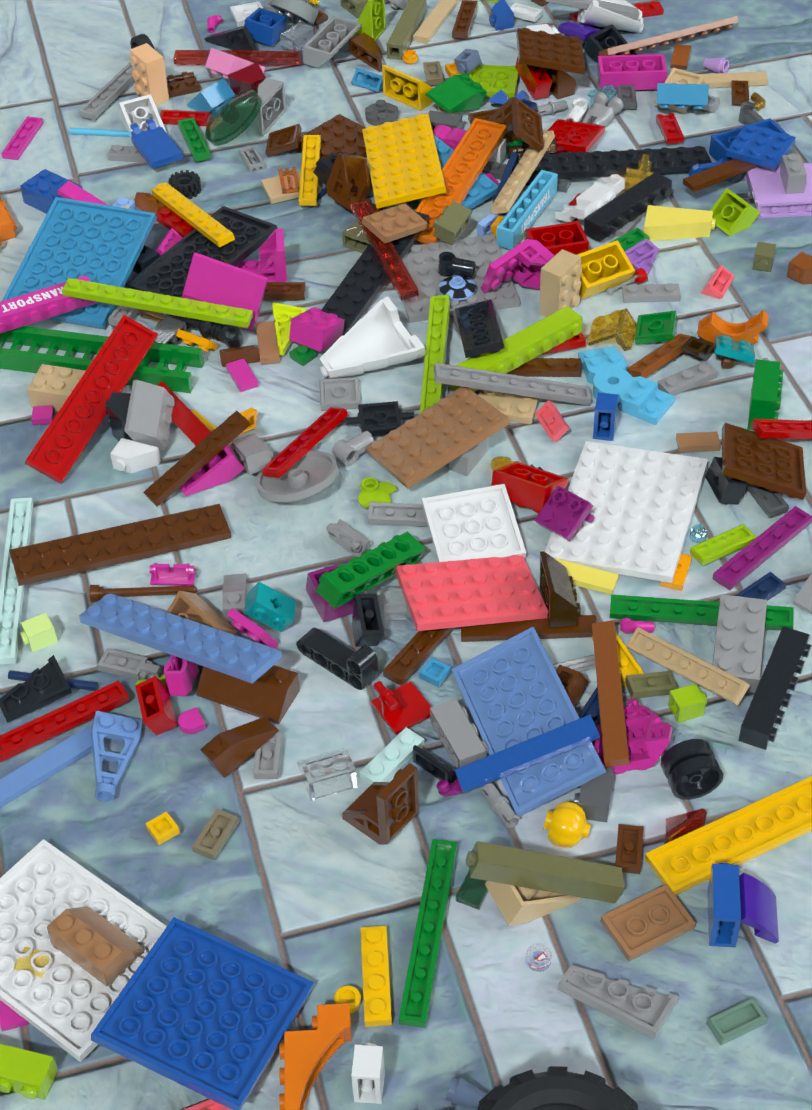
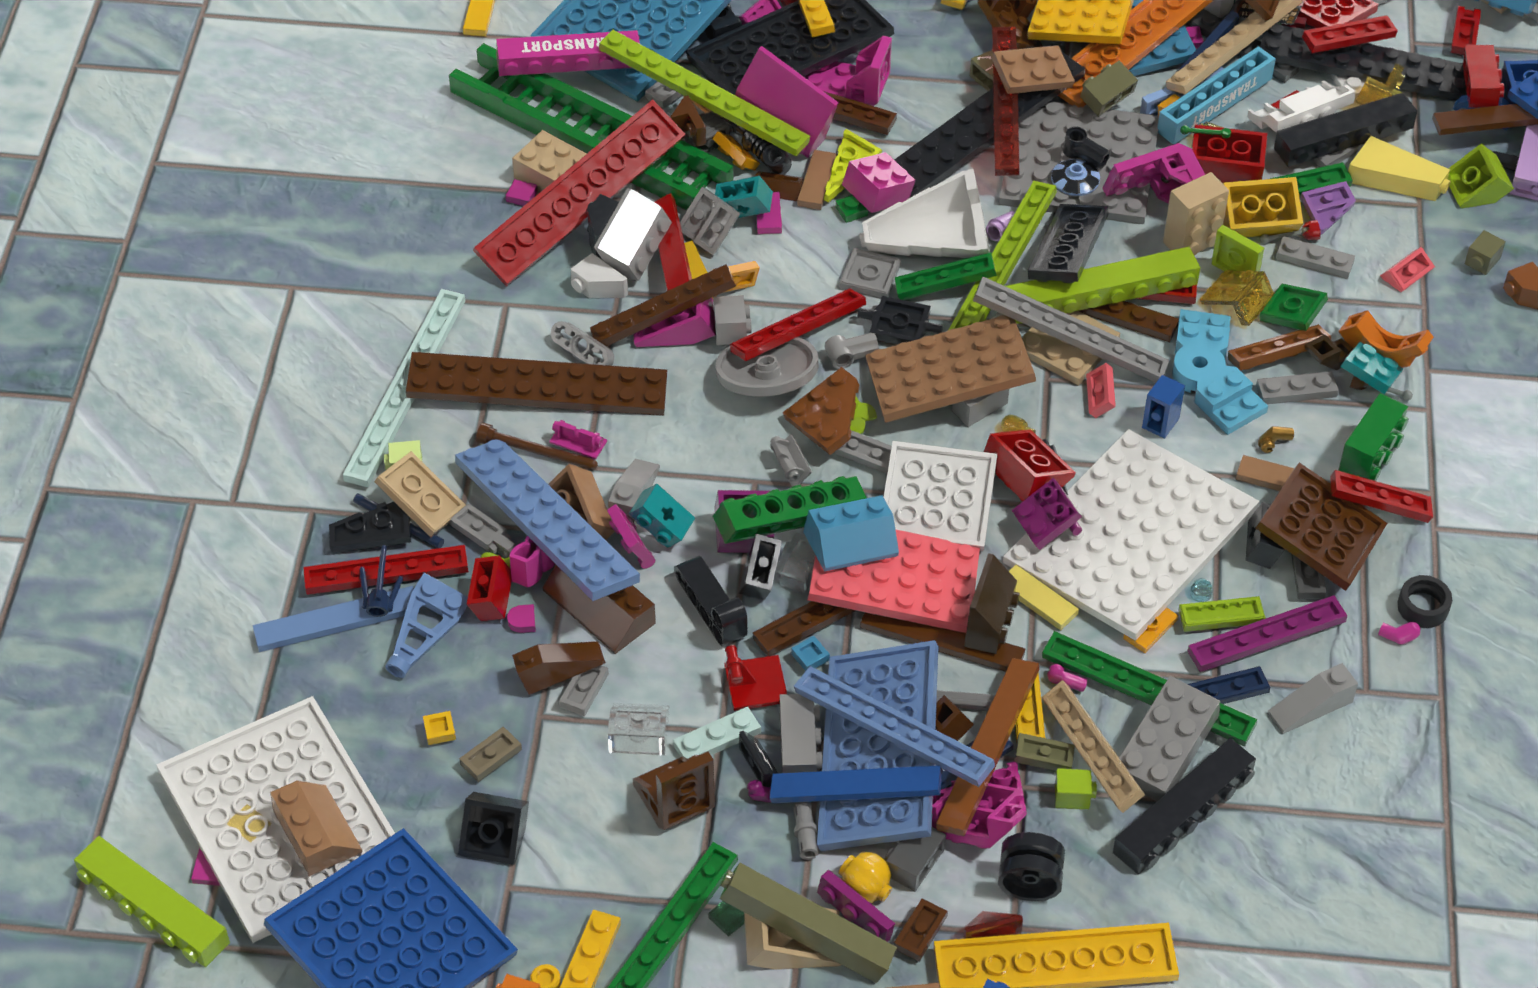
camera: 20 degrees right, 5 degrees up
(64, 652) = (420, 493): none -> tan tile
(67, 746) = (378, 602): none -> dark blue plant
(135, 508) = (572, 344): none -> light grey beam
(158, 325) = (689, 120): none -> reddish brown slope
(201, 390) = (708, 220): none -> light grey slope
(220, 367) = (746, 195): none -> teal brick
(245, 892) = (492, 827): none -> black slope
(358, 495) = (827, 411): none -> dark orange plate
(399, 377) = (945, 276): none -> green plate
(421, 332) = (998, 225): none -> lavender cone
(429, 570) = (852, 533): none -> dark azure slope
(537, 698) = (895, 726): none -> medium blue plate
(550, 228) = (1225, 133): none -> green hinge
(566, 846) = (854, 906): none -> magenta plate
(599, 146) = (1349, 34): none -> red plate
(599, 301) = (1236, 252): none -> lime plate
(690, 412) = (1274, 433): none -> pearl gold arm
(701, 148) = (1482, 76): none -> red brick

